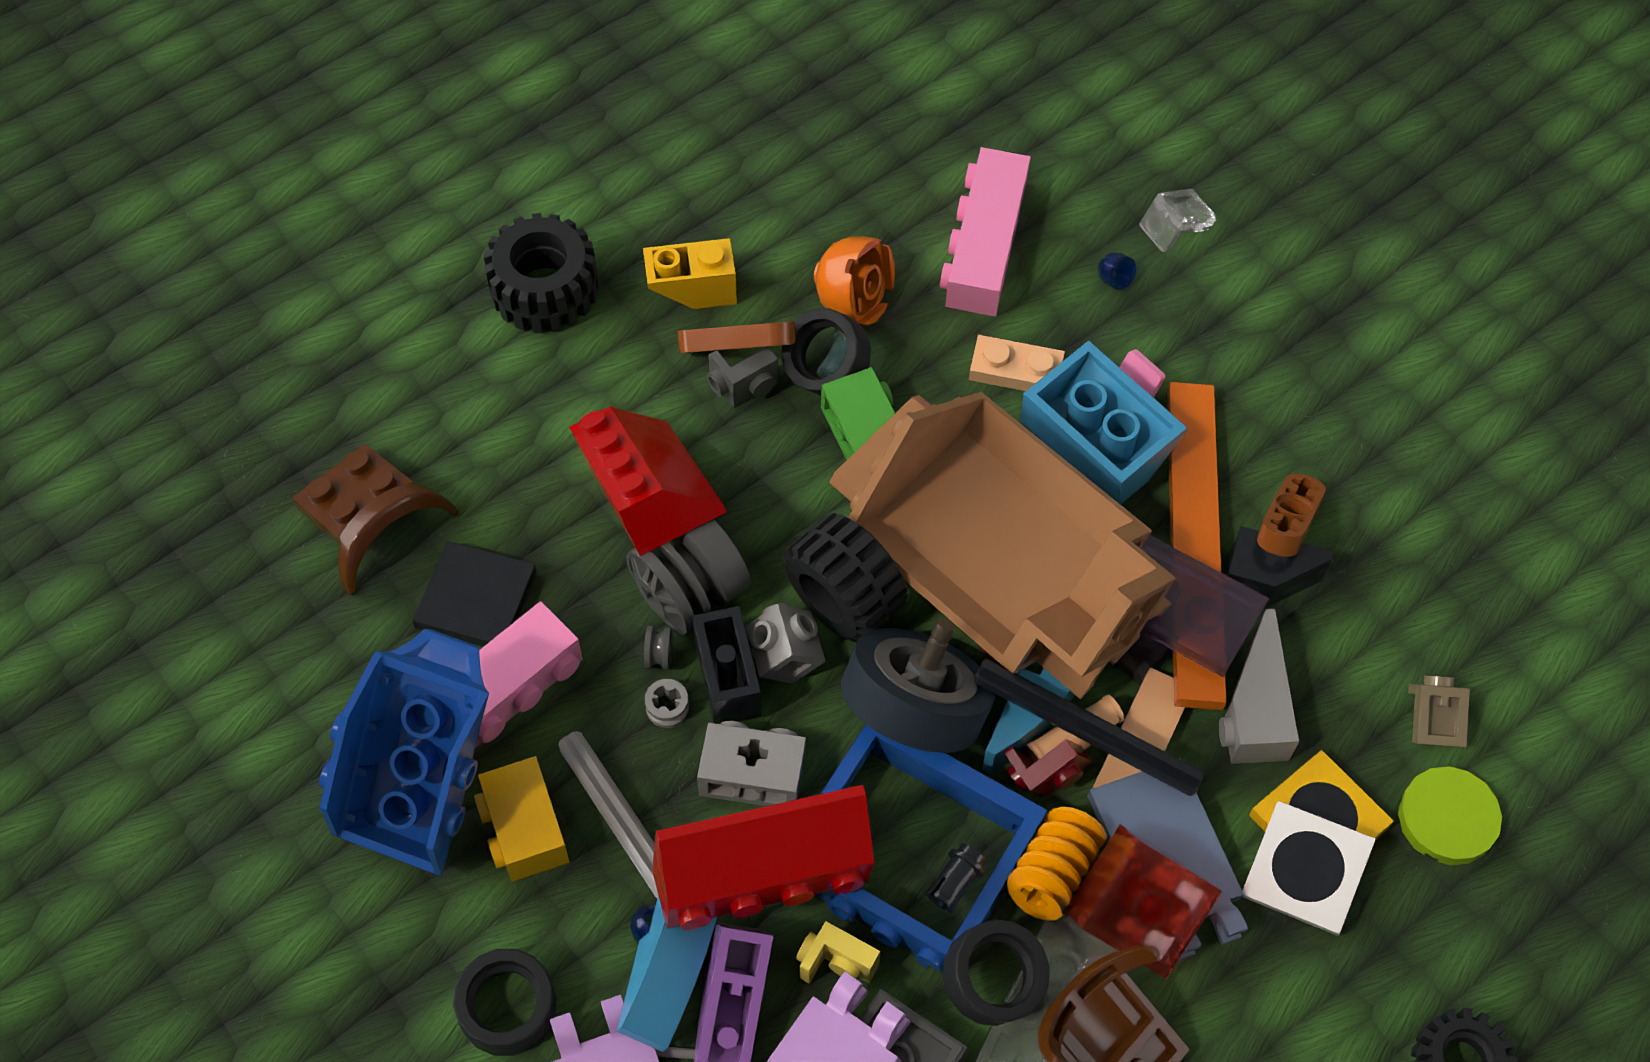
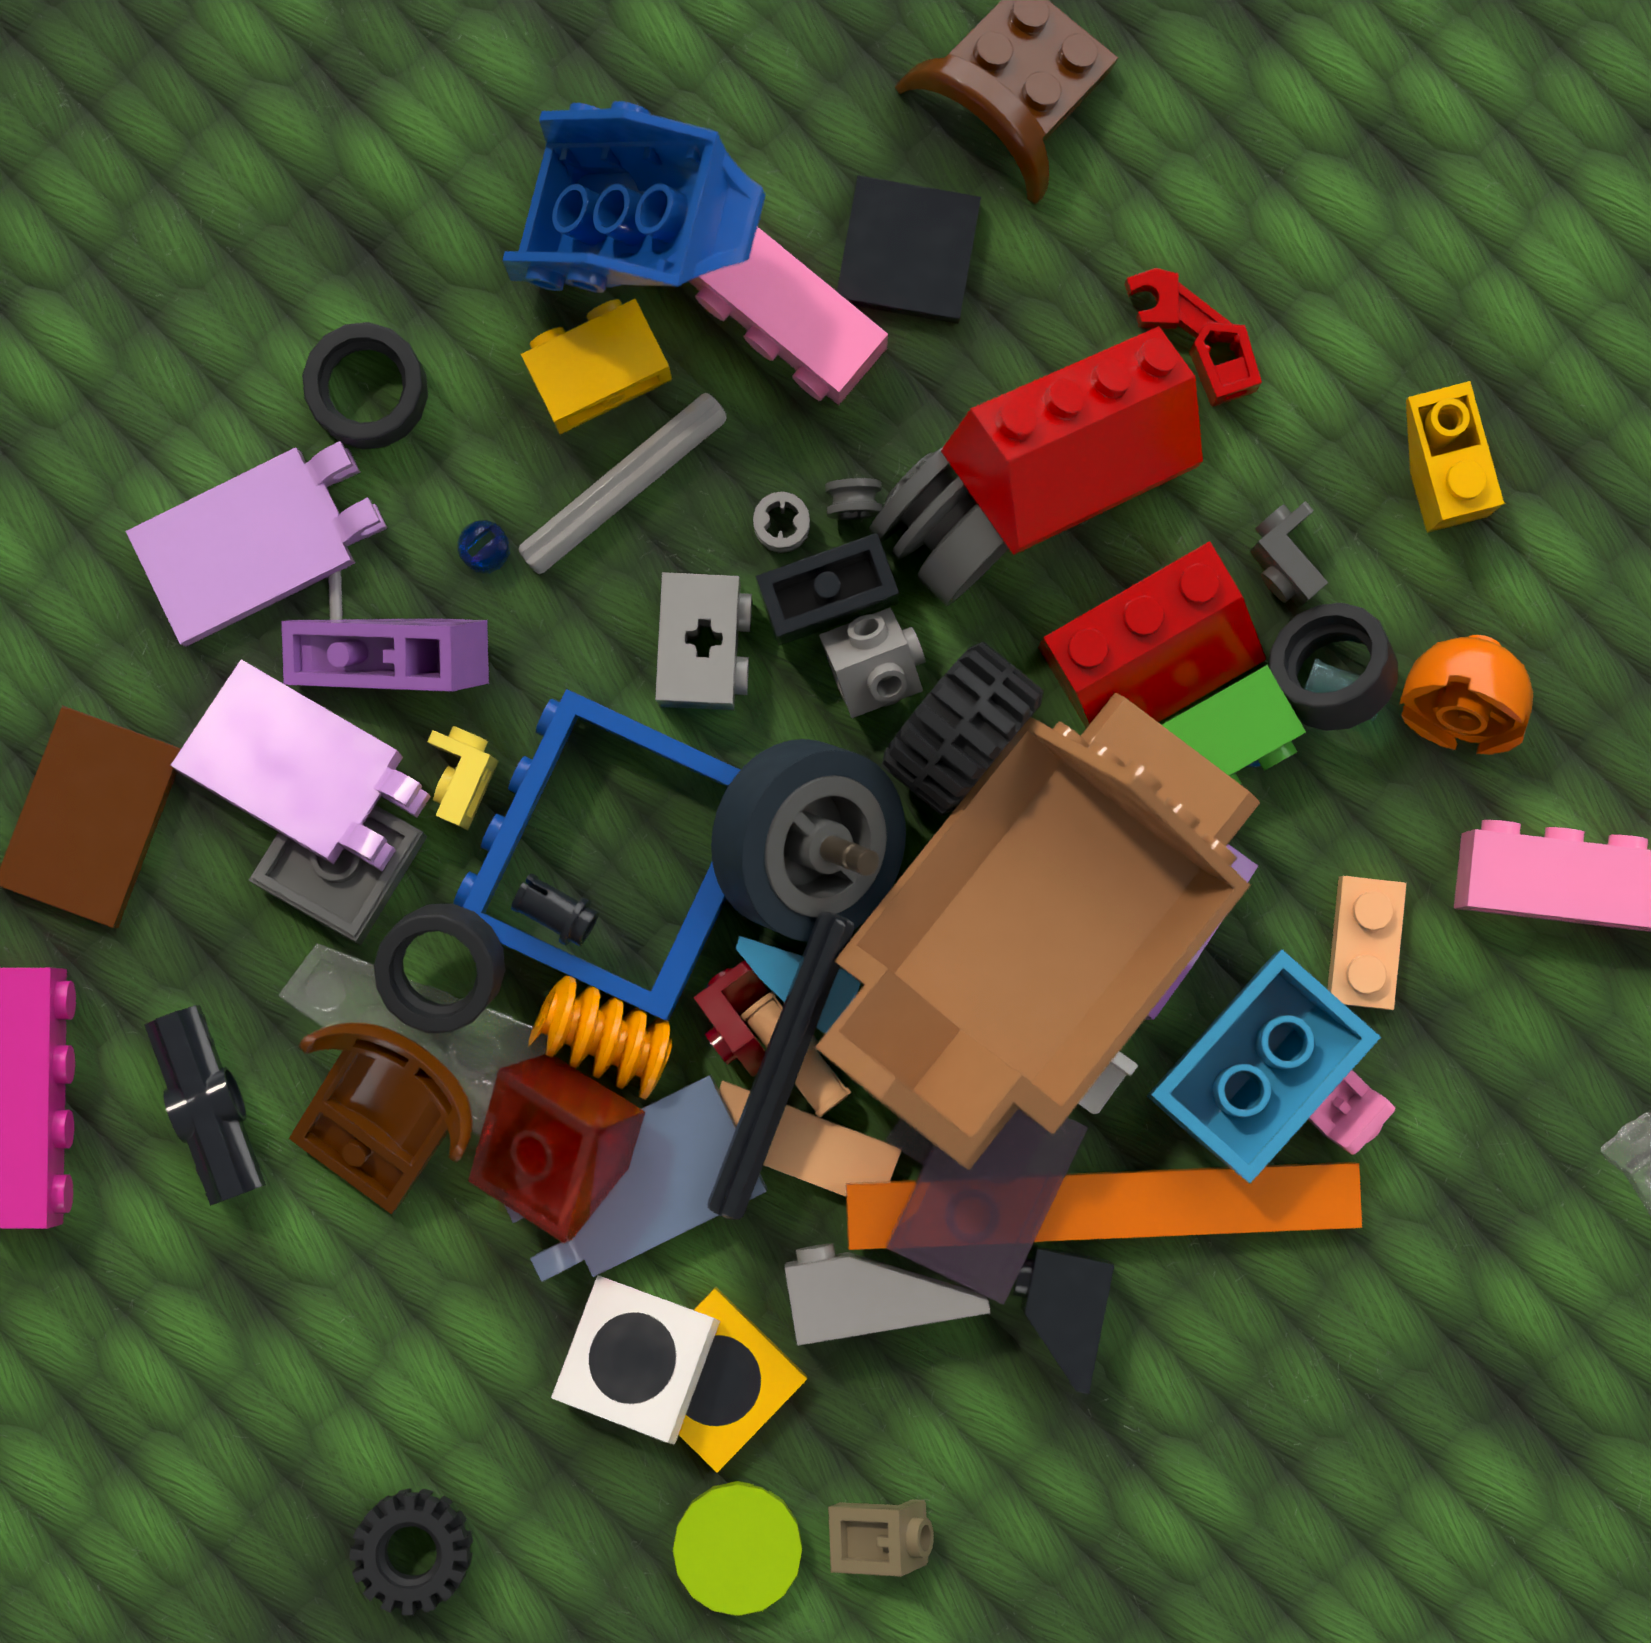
camera: 85 degrees right, 25 degrees up
(539, 245) = (1454, 205): black tyre -> none
(554, 425) = (1184, 309): none -> red piece
(662, 980) = (427, 572): dark azure slope -> none
(736, 337) = (1339, 537): dark orange beam -> none
(763, 858) = (529, 664): red slope -> none
(788, 462) = (1157, 641): none -> red slope
(1122, 265) = (1540, 1088): clear blue hinge -> none
(1291, 515) = (1120, 1341): dark orange beam -> none

